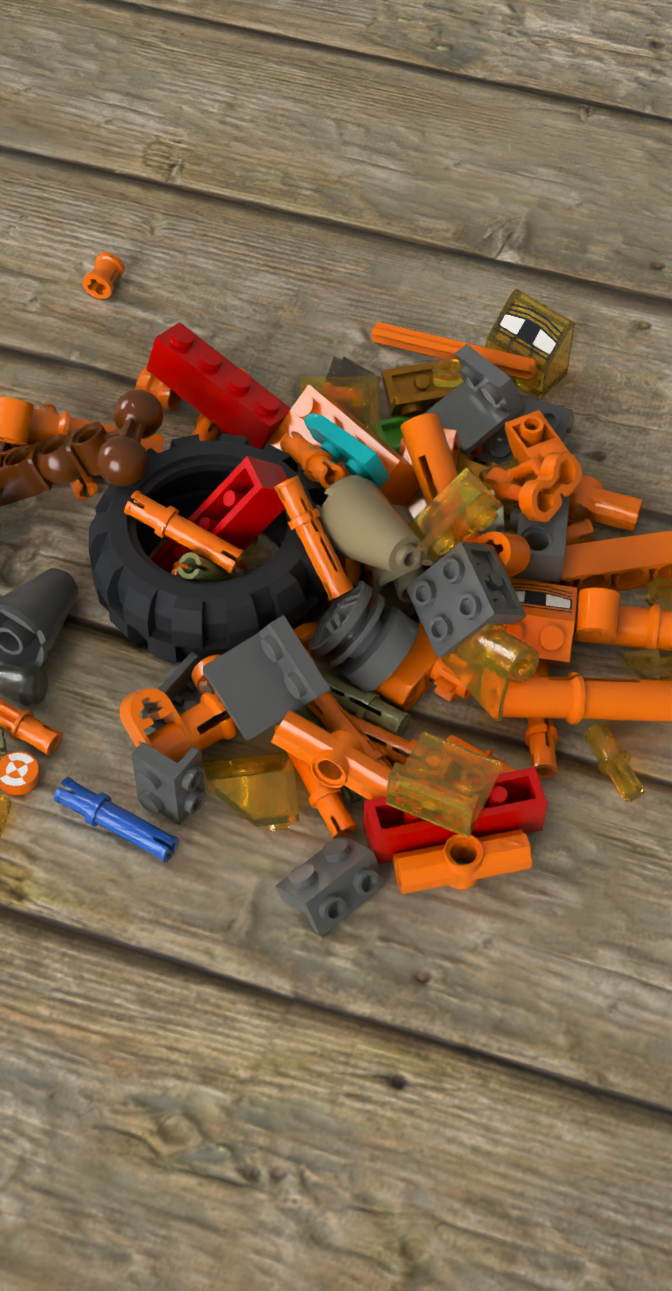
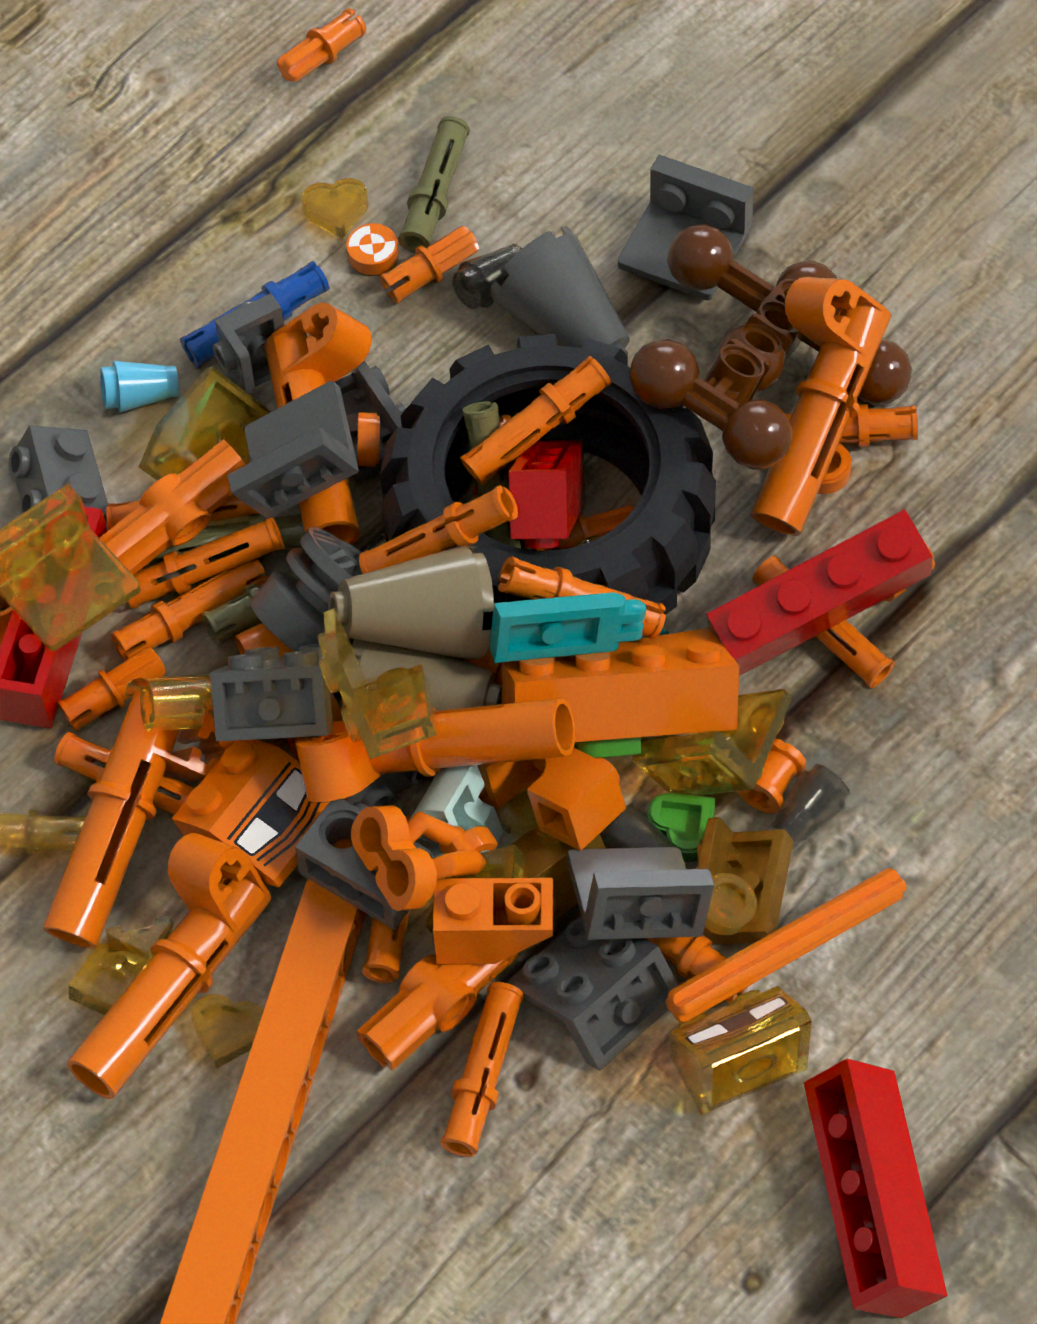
camera: 120 degrees right, 5 degrees up
(220, 869) = (136, 384): none -> medium azure cone
(579, 269) = (874, 1189): none -> red brick
(628, 463) = (476, 1090): none -> orange pin

